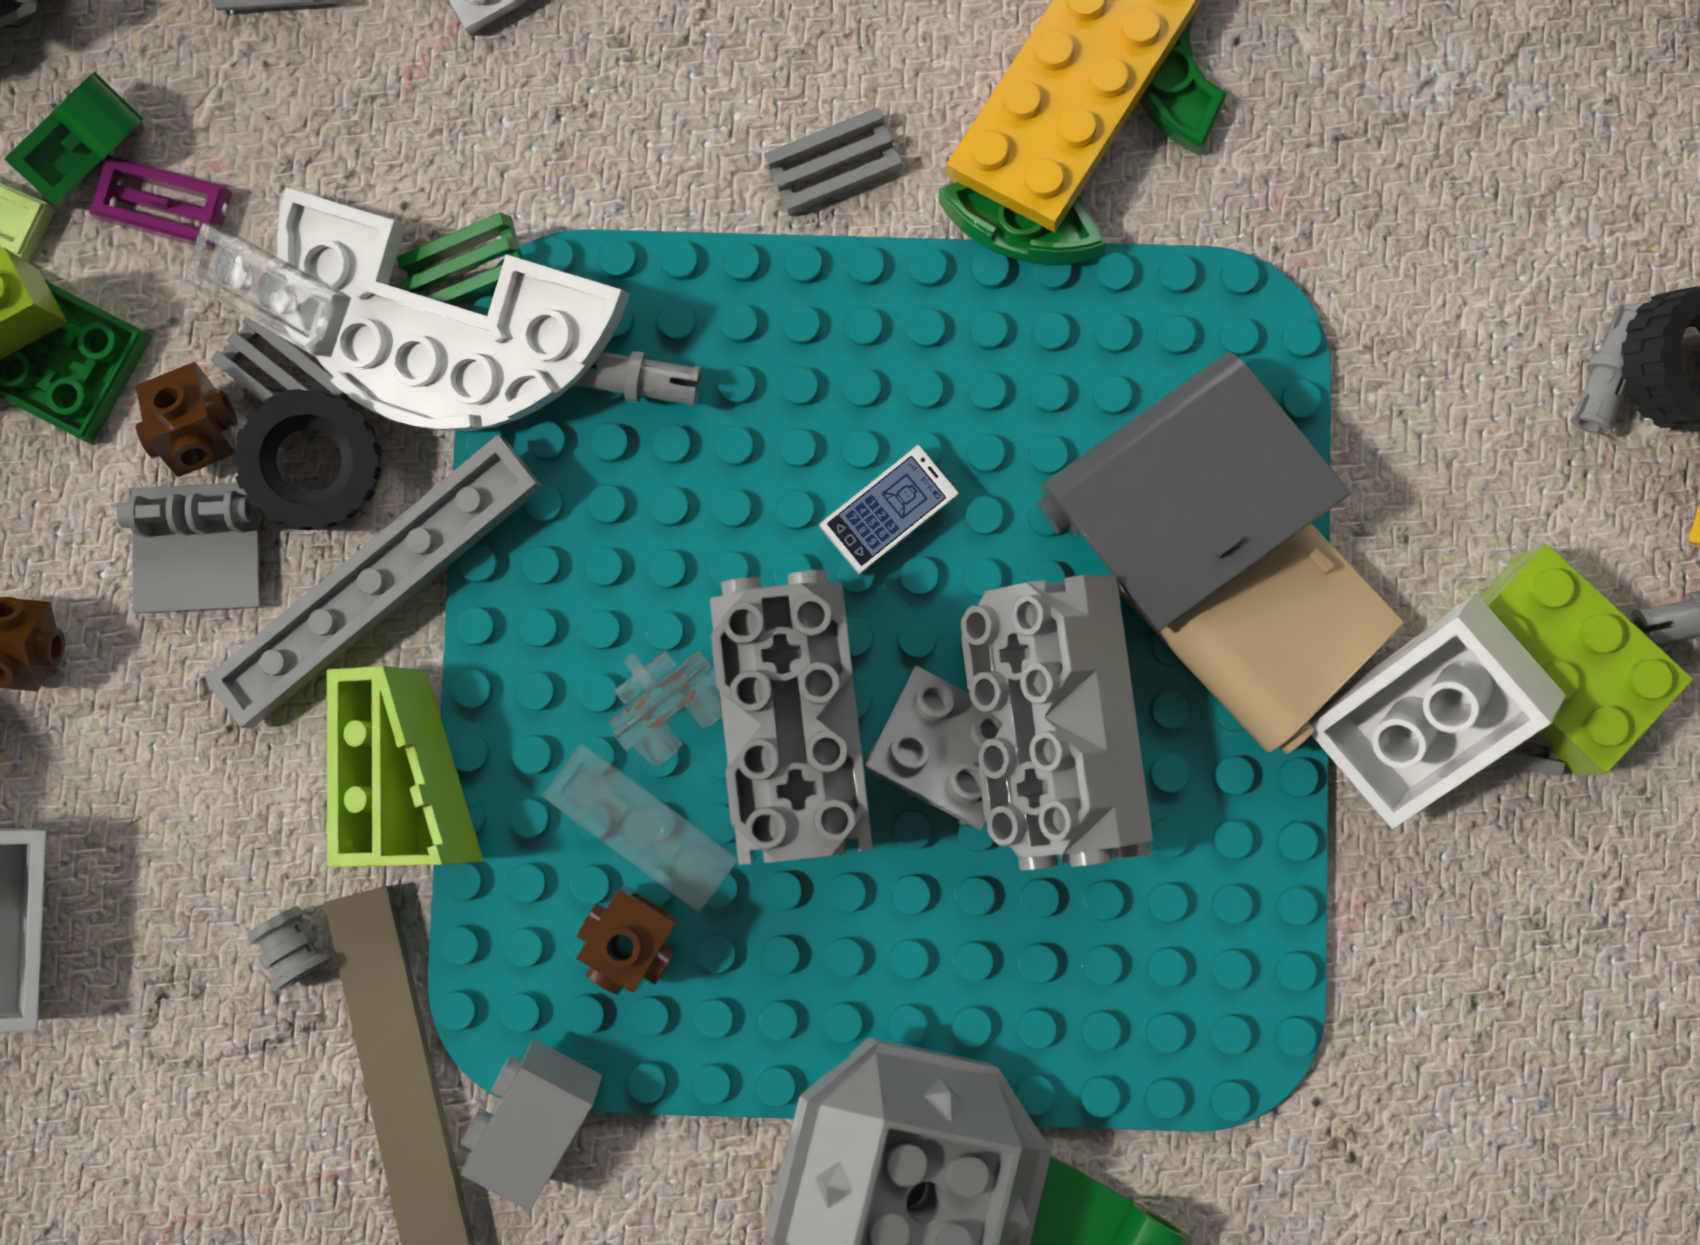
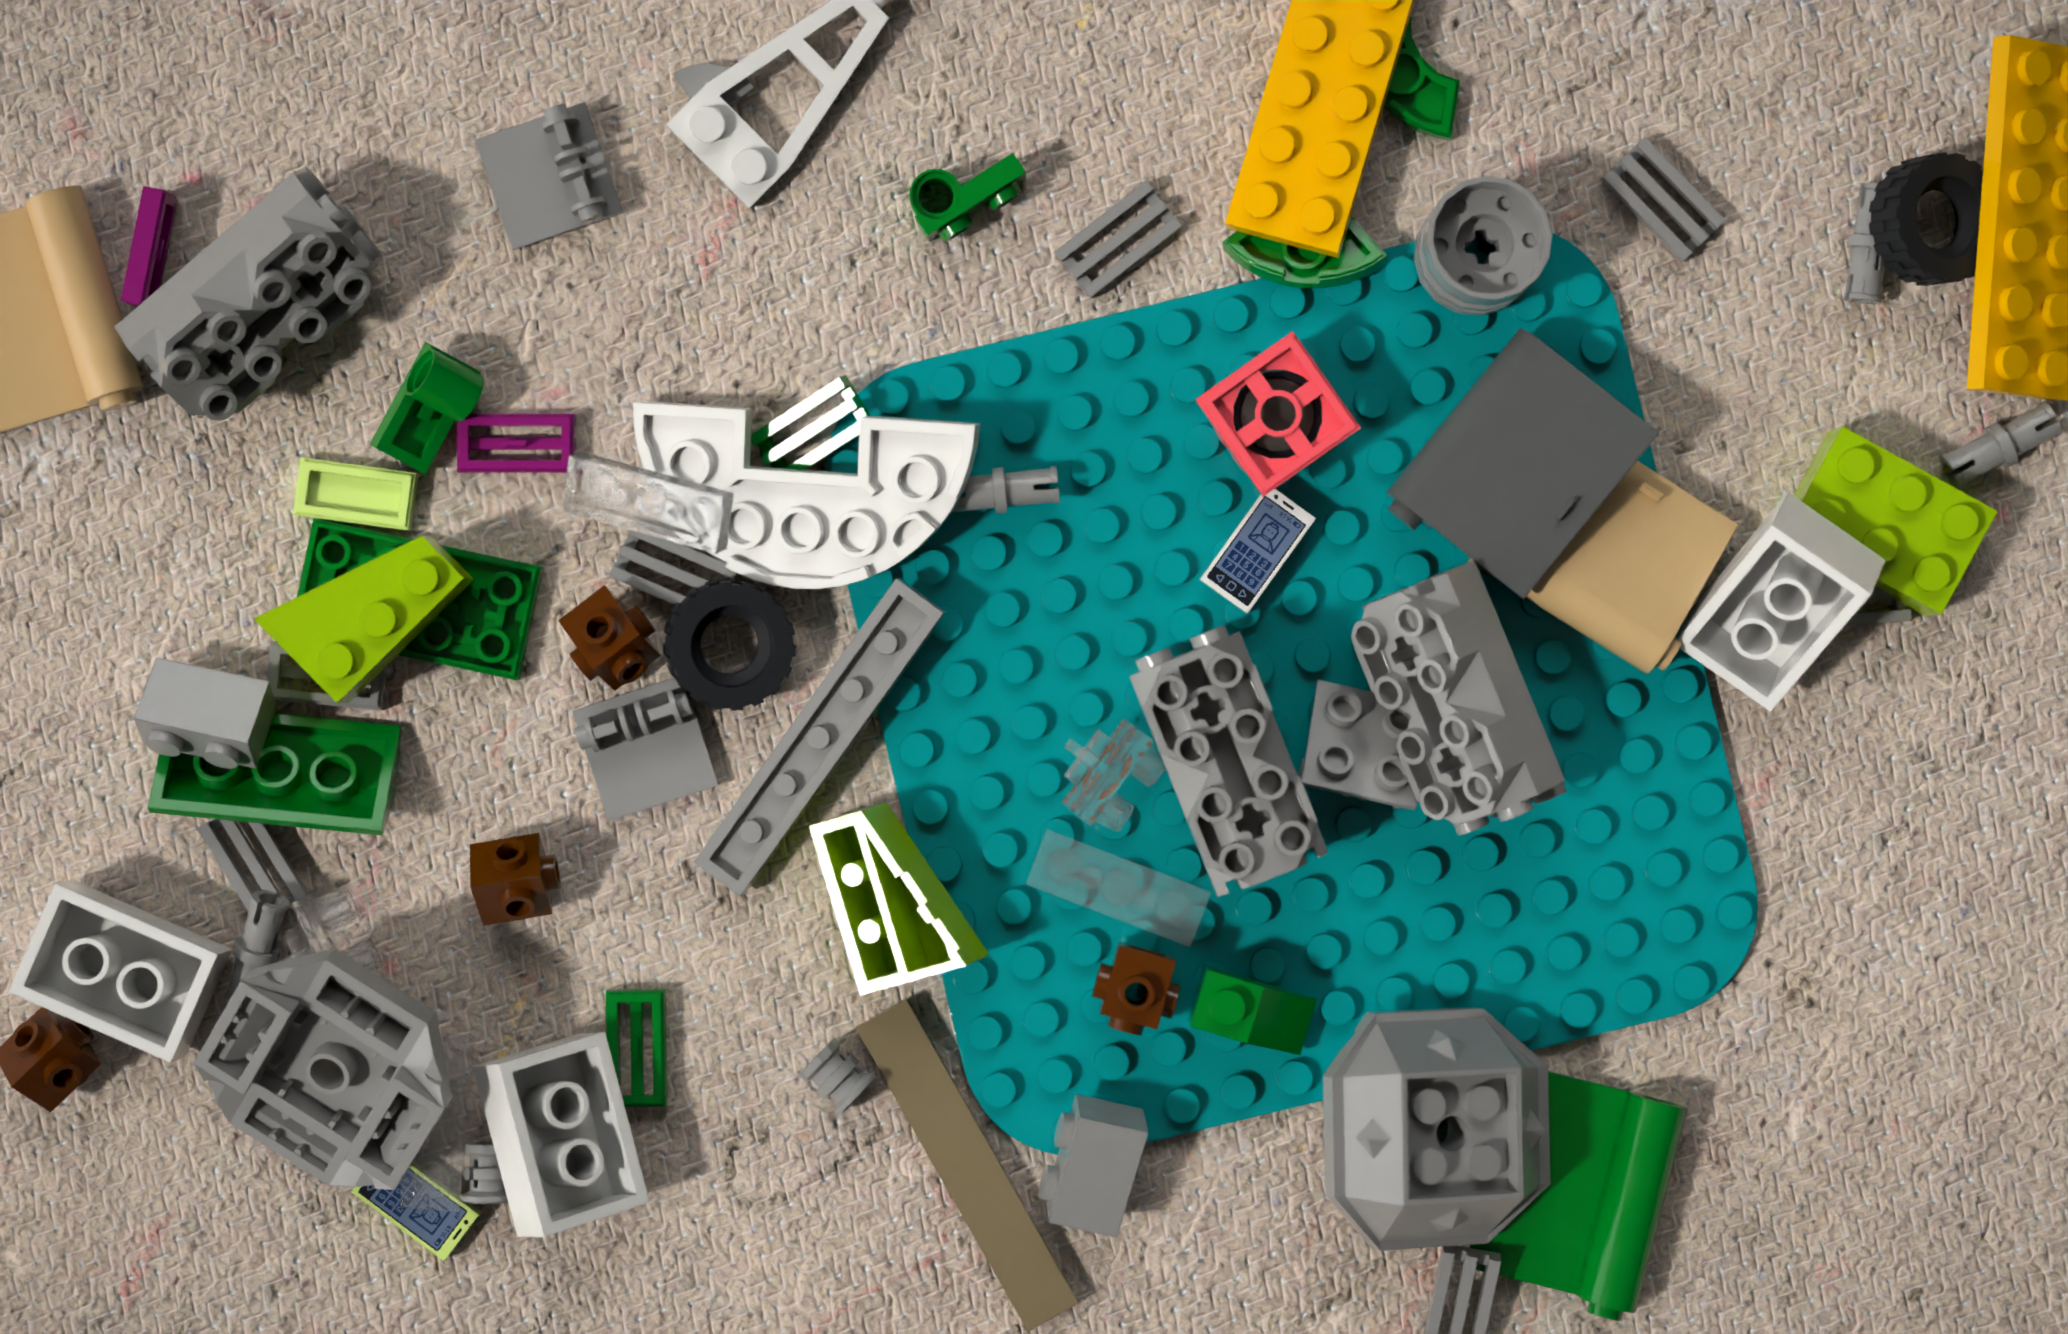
camera: 25 degrees left, 5 degrees up
(114, 866) = (636, 998): none -> green tile
(711, 70) = (993, 187): none -> green plate
(745, 1001) = (1251, 1011): none -> green slope
(946, 367) = (1277, 414): none -> coral piece
(1236, 230) = (1504, 222): none -> light grey wheel
(1425, 256) = (1679, 184): none -> light grey tile

